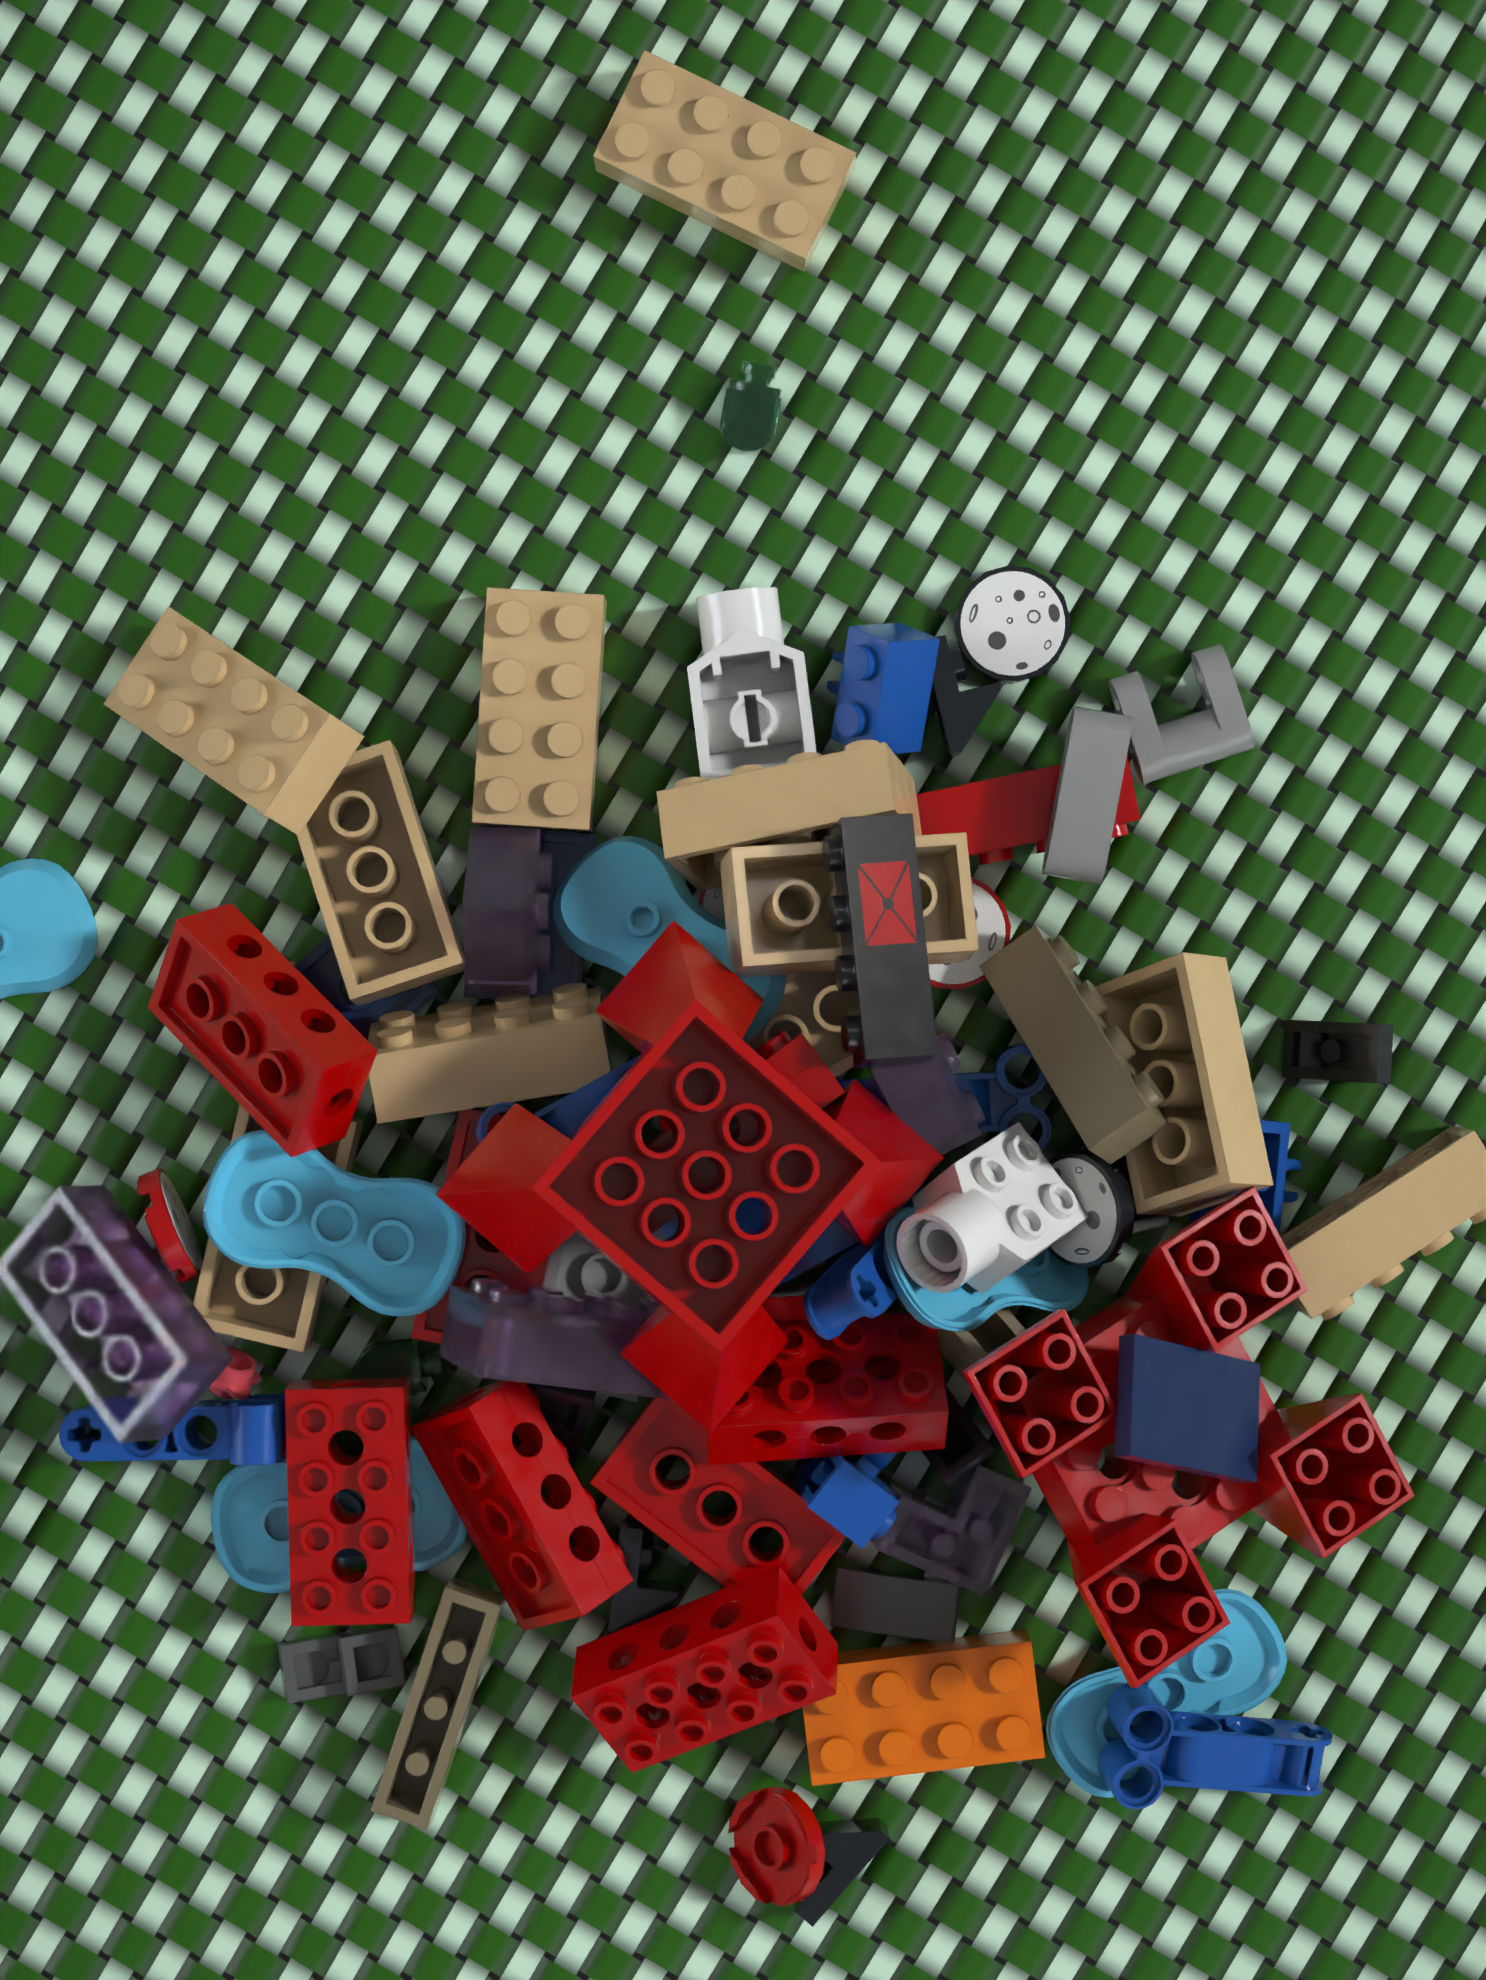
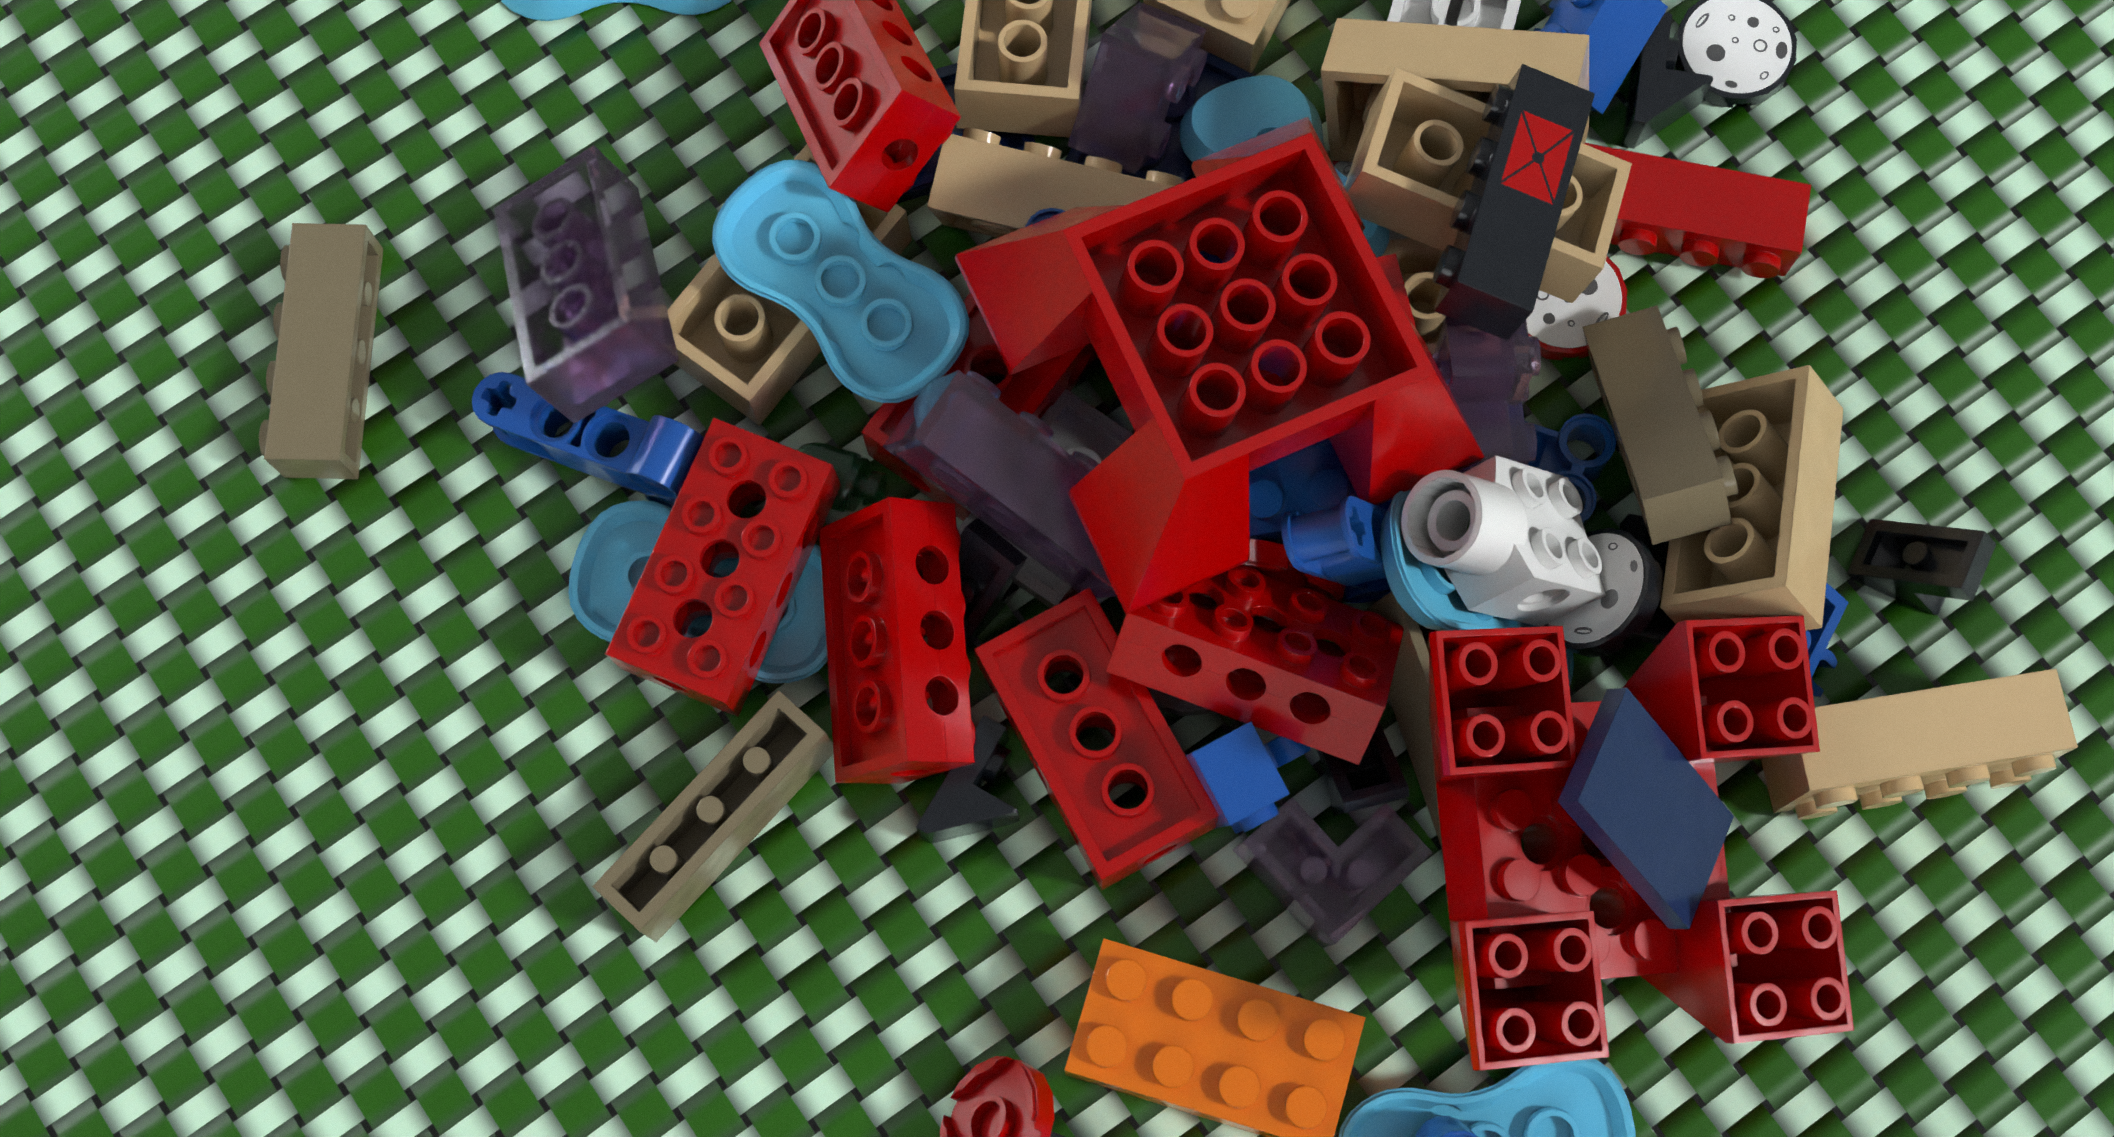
camera: 25 degrees right, 15 degrees down
(170, 1226) = (680, 235): red tile -> none
(236, 1377) = (668, 403): coral plate -> none
(341, 1664) = (636, 745): dark grey slope -> none
(705, 1670) = (1008, 889): red brick -> none
(895, 1604) = (1232, 930): dark grey slope -> none
(1087, 795) = (1760, 198): light grey beam -> none
(1191, 739) = (1869, 214): light grey connector -> none

